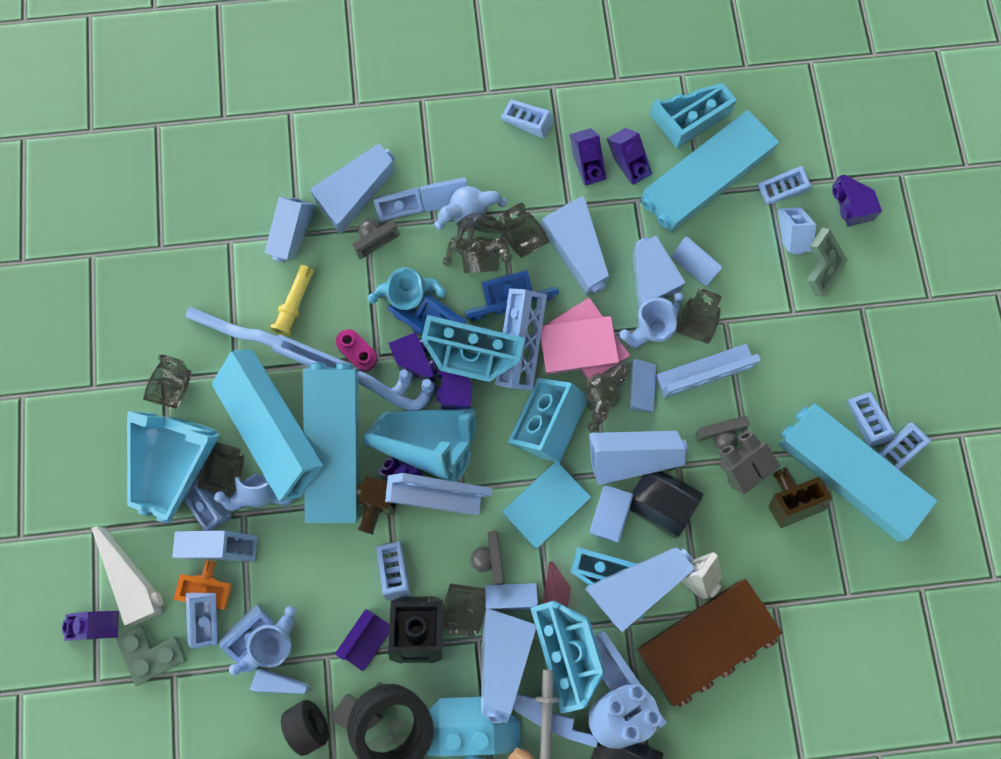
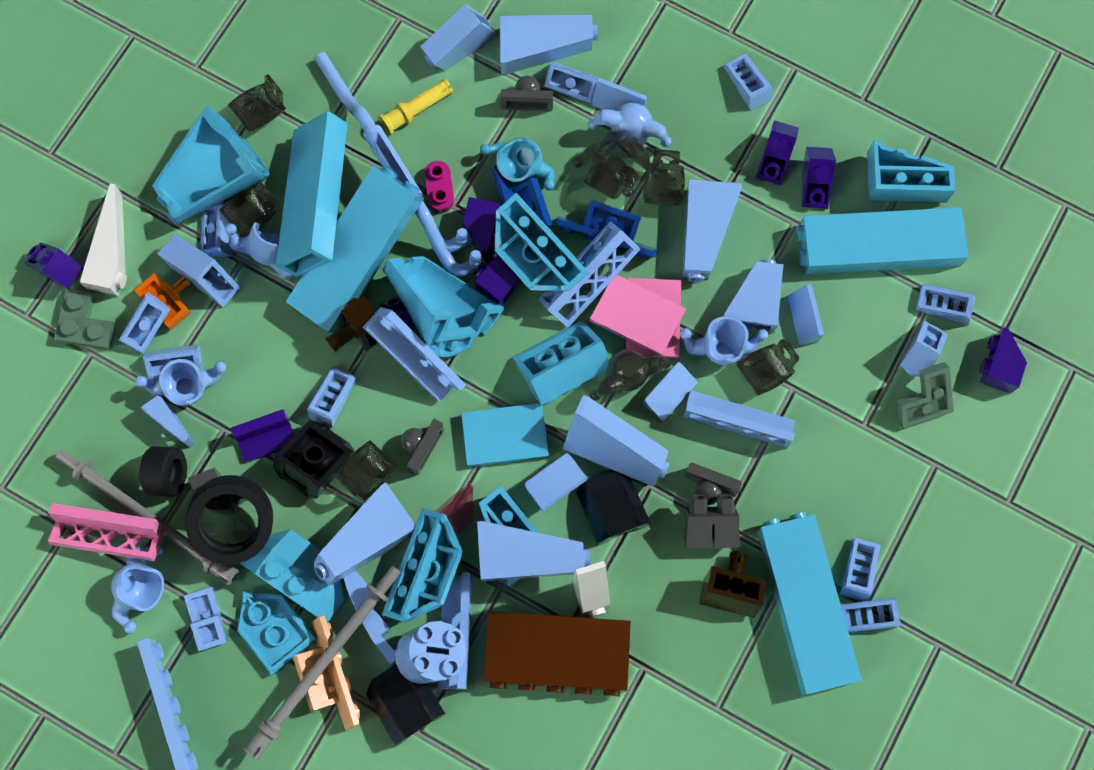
camera: 35 degrees right, 0 degrees up
(511, 597) = (414, 490): light blue slope -> none

